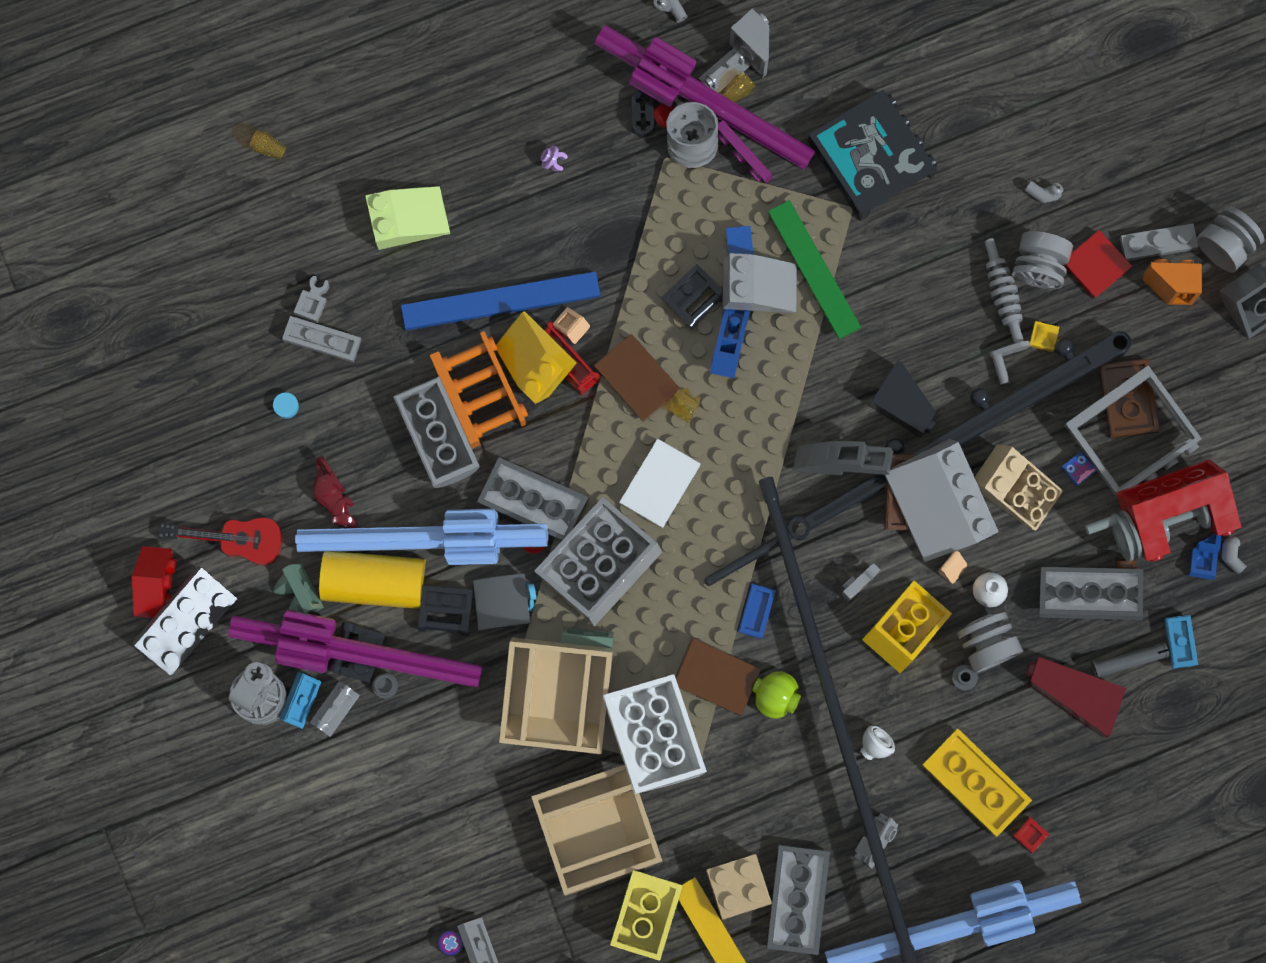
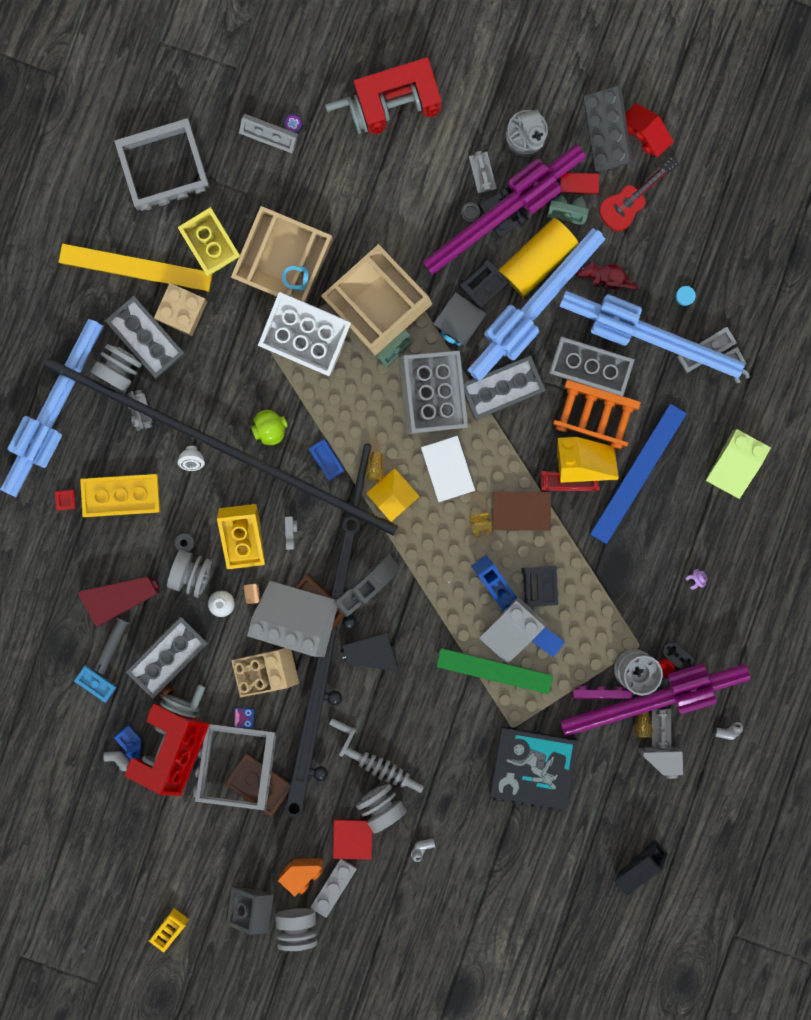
camera: 130 degrees right, 10 degrees up
(262, 602) = (579, 183): none -> red tile
(300, 700) = (504, 156): dark azure plate -> none
(367, 441) = (620, 320): none -> light blue axle
(368, 873) = (369, 104): none -> red piece
(571, 325) = (587, 501): light nougat slope -> none
(599, 779) = (305, 278): none -> medium azure piece
(716, 677) = (308, 402): reddish brown tile -> none
(722, 554) = (375, 467): none -> clear yellow cone
(733, 513) = (392, 495): none -> yellow slope
(855, 897) = (116, 367): none -> light grey wheel
(1044, 336) = (338, 769): yellow tile -> none

